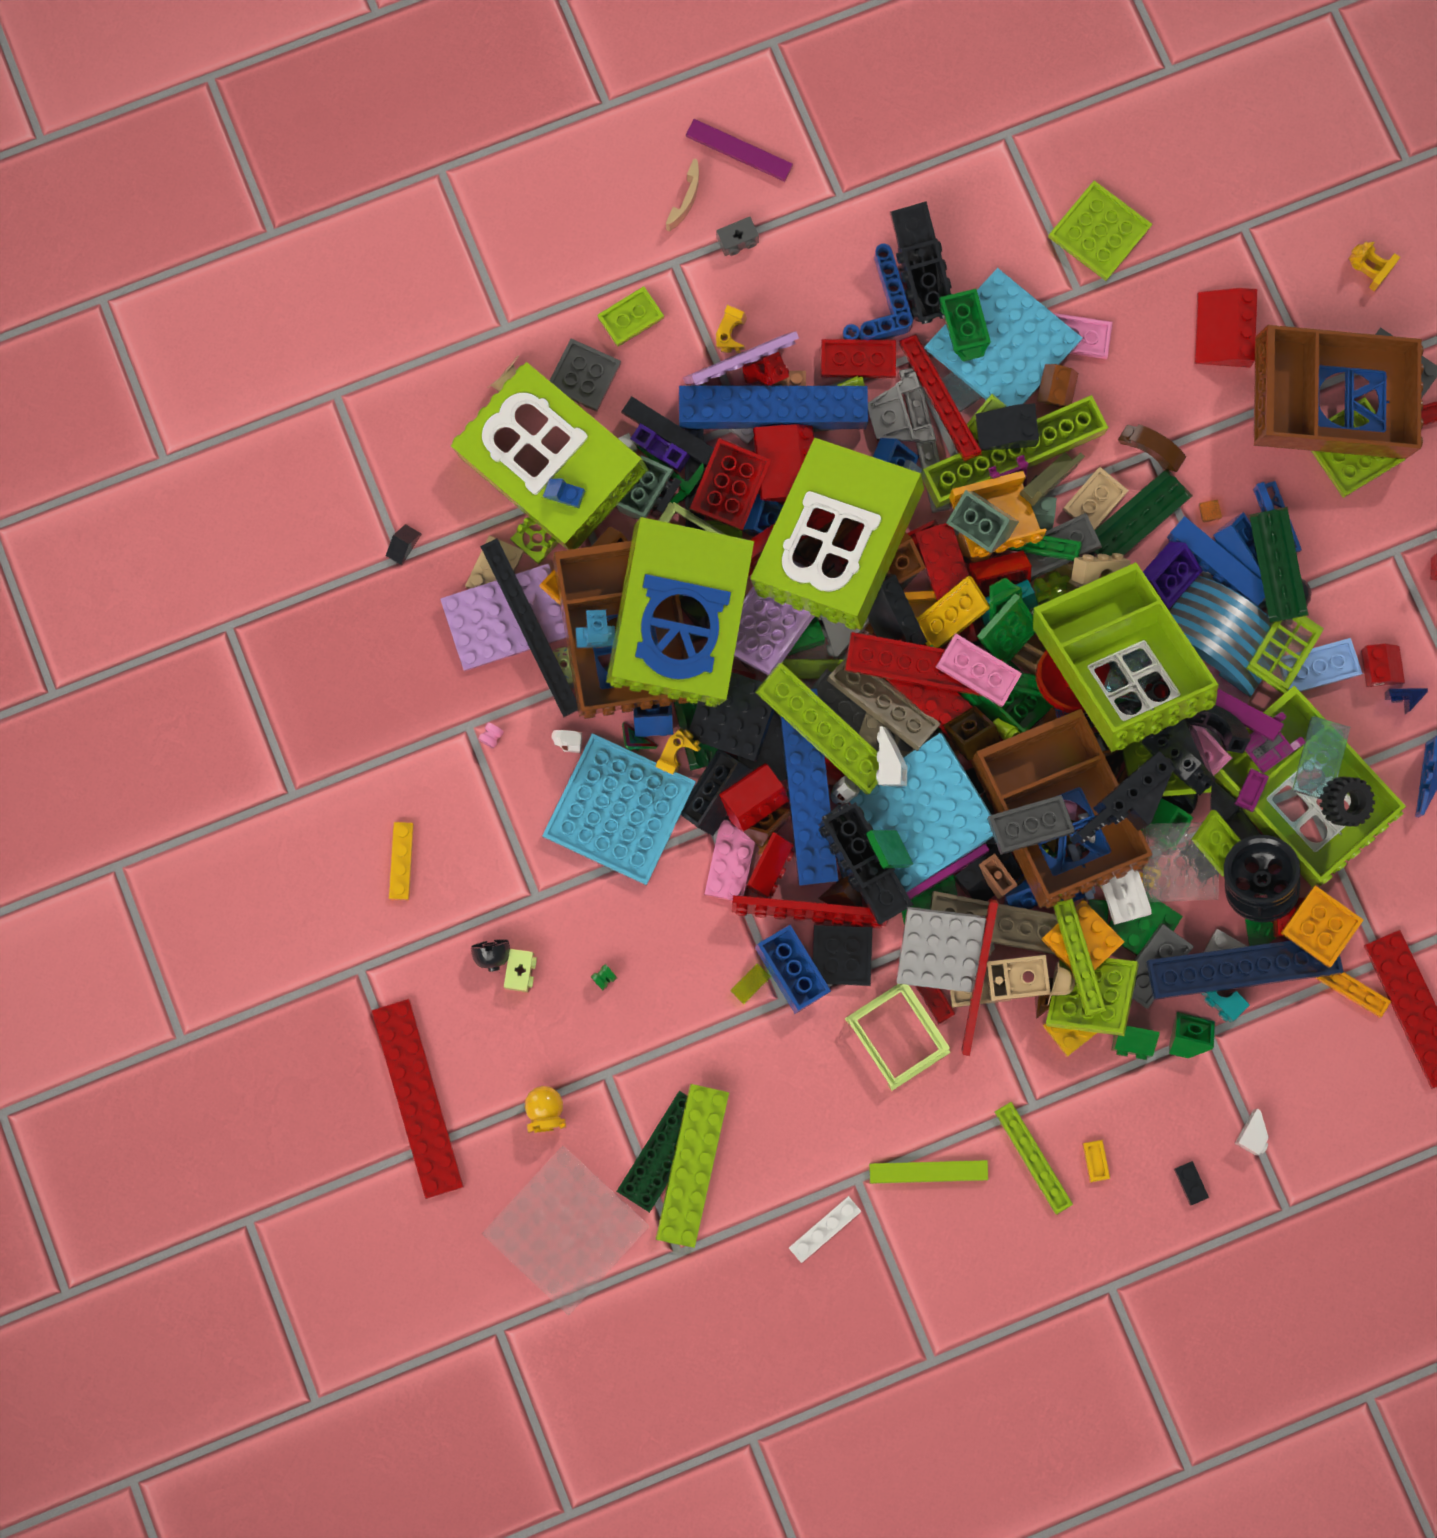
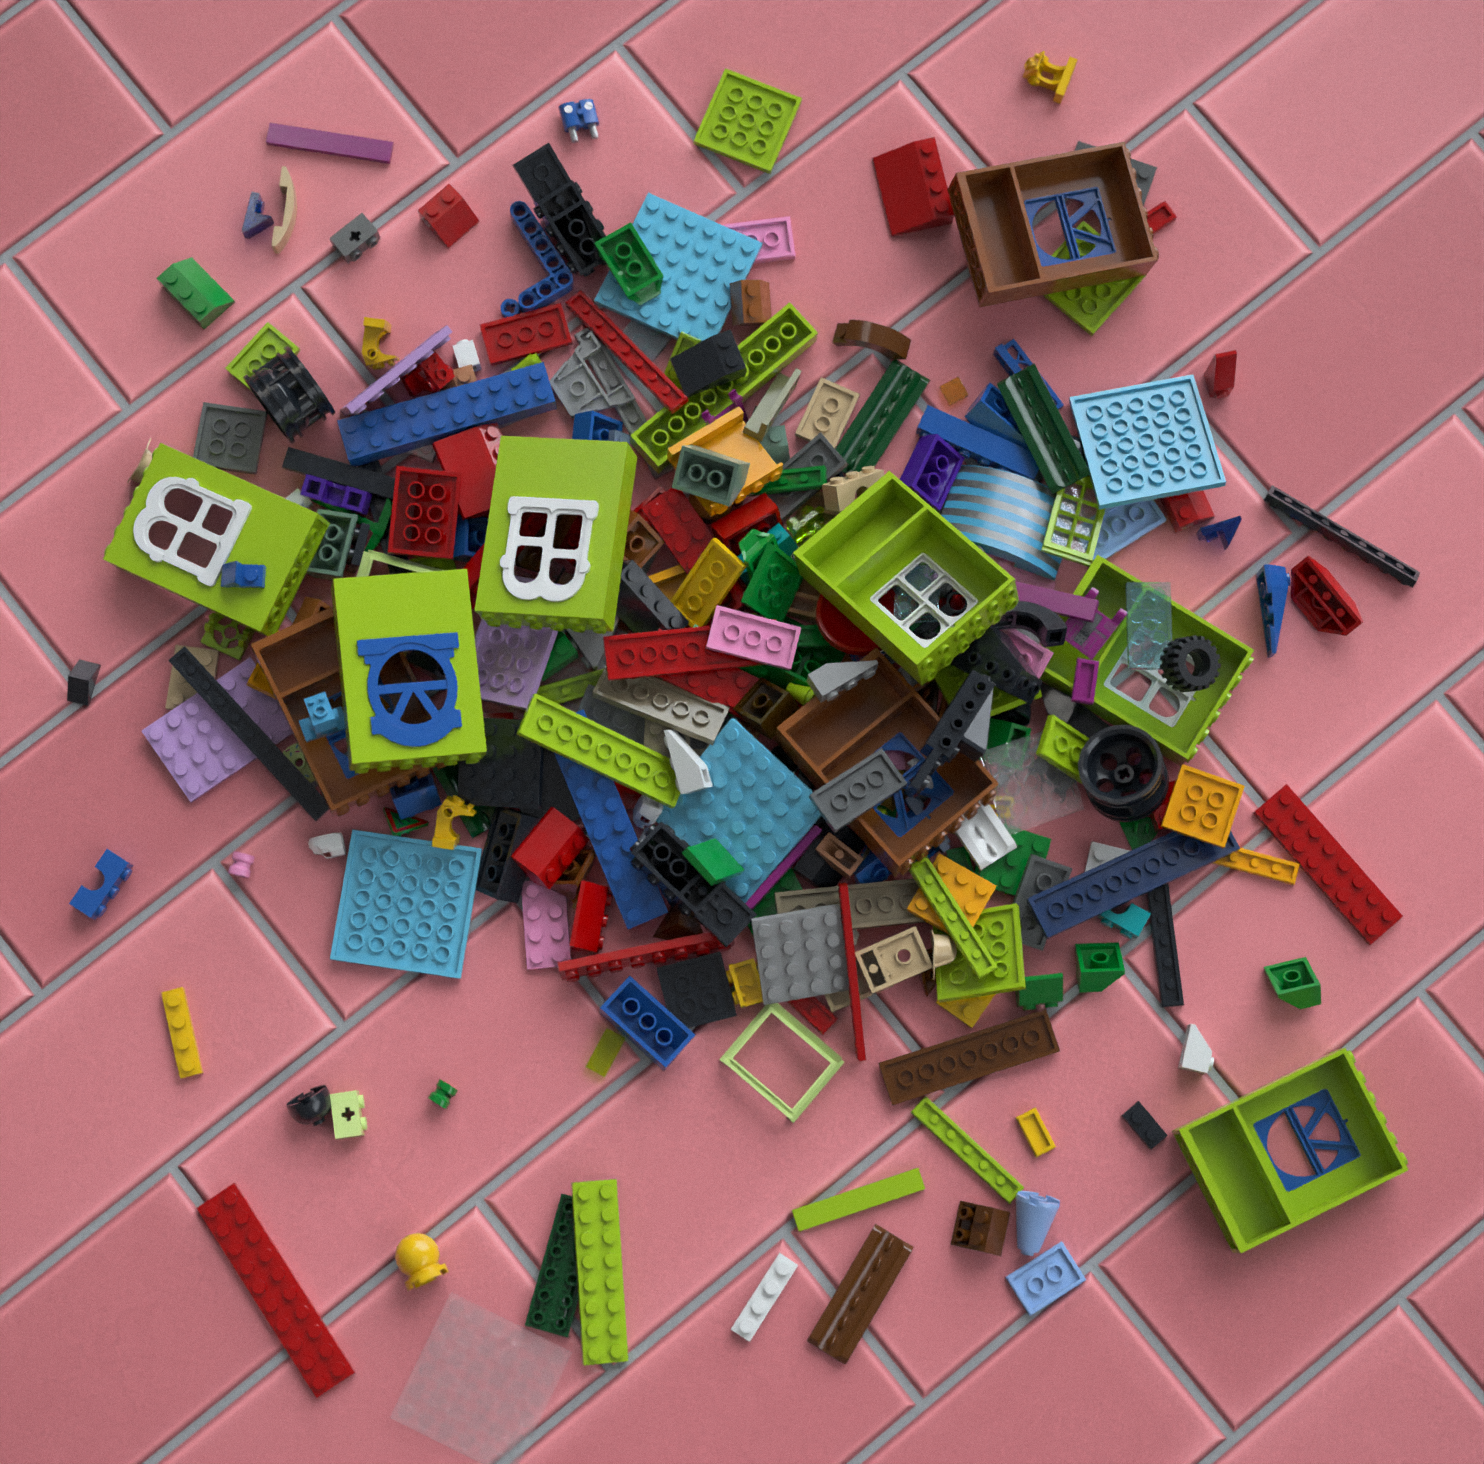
camera: 20 degrees left, 0 degrees up
(359, 730) = (94, 901): none -> blue arch
(590, 243) = (195, 291): none -> green slope
(645, 352) = (289, 394): none -> black wheel
(658, 198) = (254, 219): none -> clear blue slope
(803, 361) = (466, 354): none -> white brick
(821, 239) = (448, 215): none -> red slope
(886, 960) = (746, 983): none -> yellow bracket
(907, 1252) = (860, 1294): none -> reddish brown plate
(957, 186) = (579, 116): none -> blue piece
(1025, 1227) = (980, 1228): none -> reddish brown slope
(1038, 723) = (836, 677): none -> light grey slope
(1058, 1080) = (969, 1057): none -> reddish brown plate
(1068, 1287) = (1045, 1278): none -> light blue tile
(1073, 1234) = (1033, 1220): none -> light blue cone
(1253, 1037) = (1165, 947): none -> black tile
(1261, 1253) = (1239, 1177): none -> lime panel
(1357, 1101) = (1295, 983): none -> green slope
(1365, 601) = (1147, 441): none -> medium azure plate

